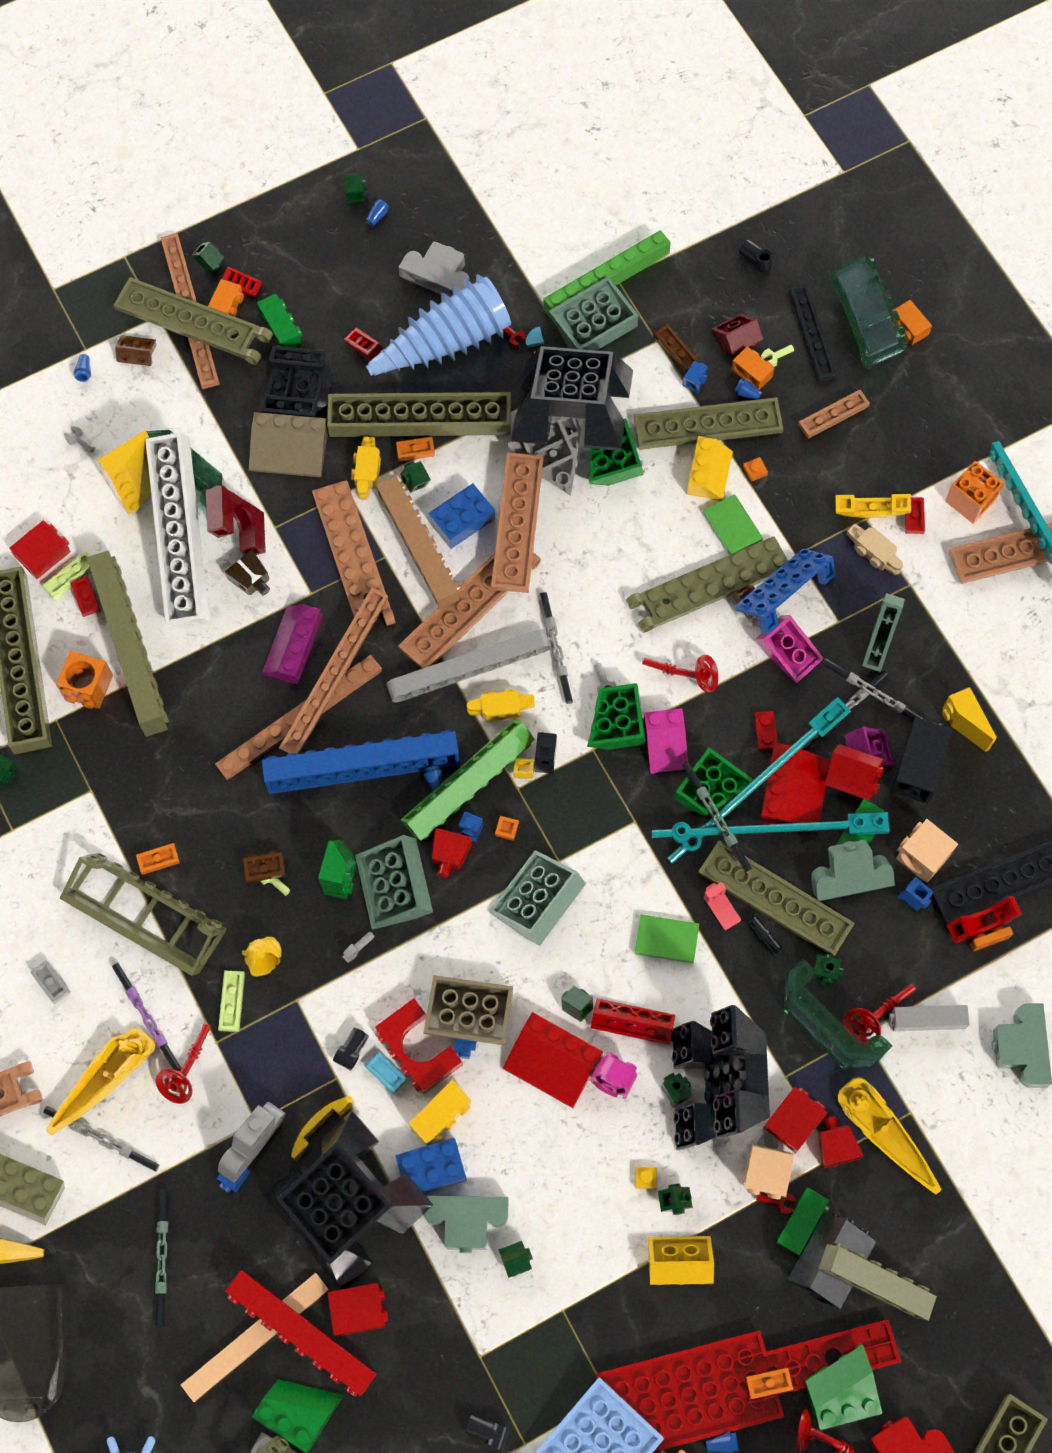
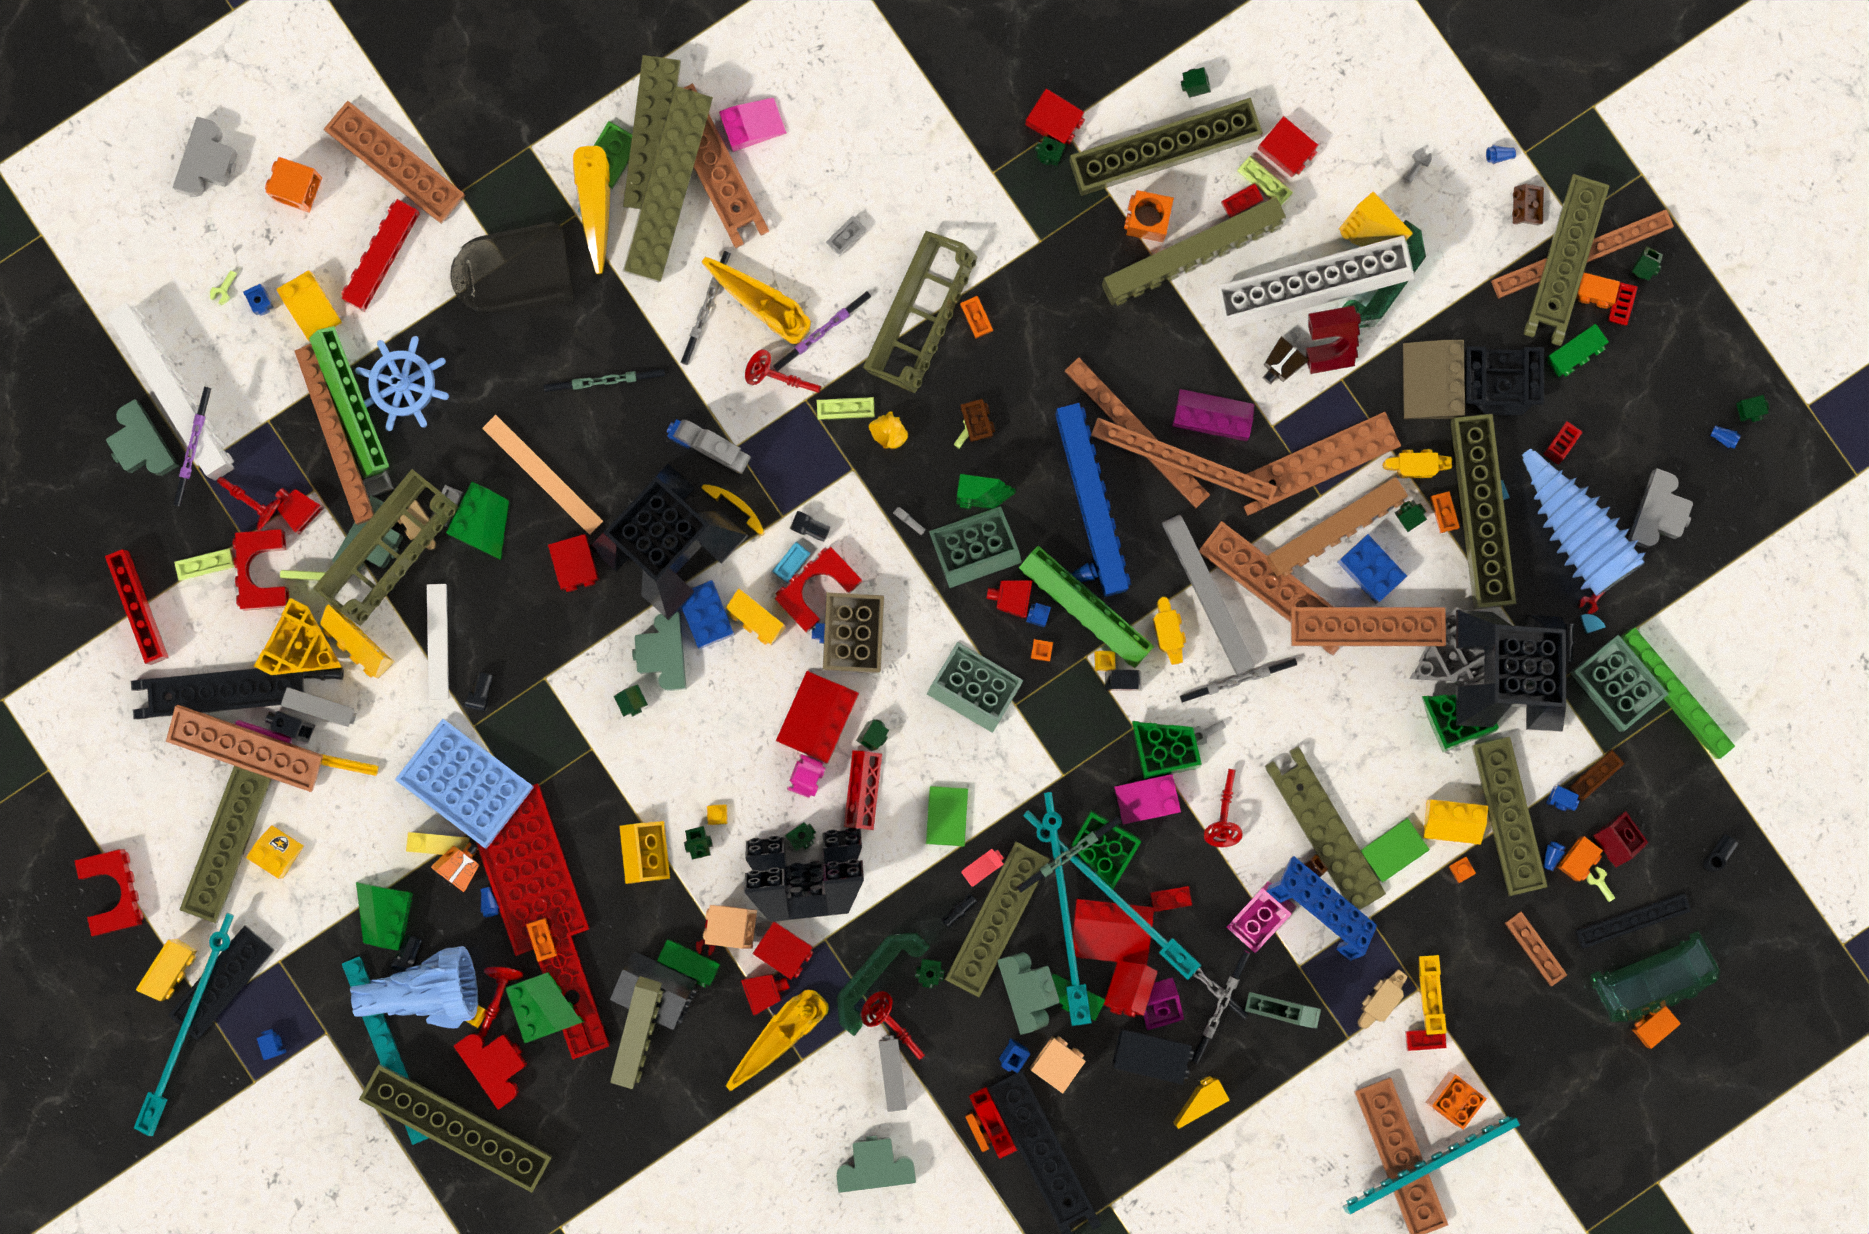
camera: 80 degrees right, 15 degrees up
(301, 1333) = (547, 515): red brick -> none

